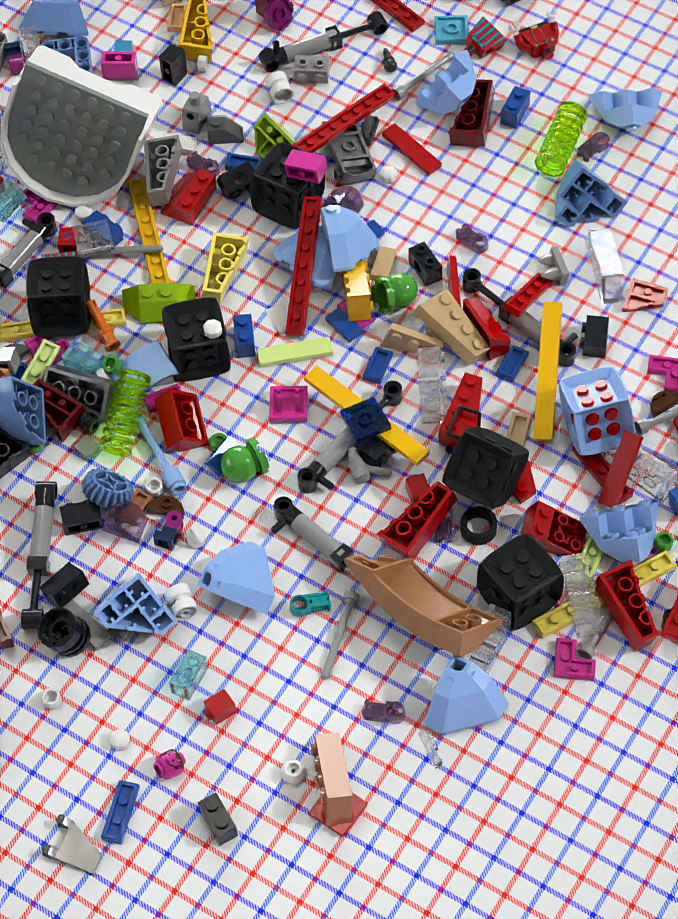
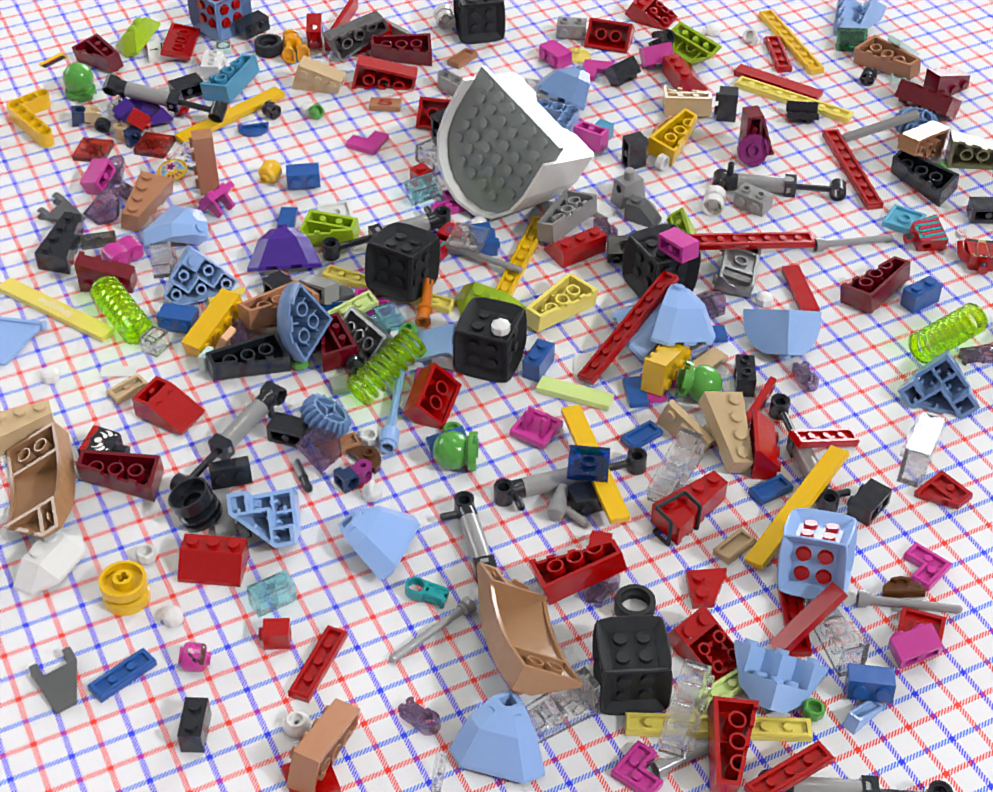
camera: 30 degrees right, 15 degrees down
(63, 738) = (124, 588): none -> yellow wheel
(115, 673) = (212, 560): none -> red slope
(127, 555) = (303, 477): none -> black piece
(181, 601) = (314, 533): white wheel -> none
(270, 713) = (317, 664): none -> red tile
(369, 129) = (771, 259): dark grey plate -> none
(390, 64) = (827, 221): pearl dark grey bar -> none
(428, 204) = (782, 330): none -> light blue brick
(451, 87) = (867, 251): light blue brick -> none
(485, 466) = (669, 549): black piece -> none
(558, 267) = (871, 431): light grey tile -> none

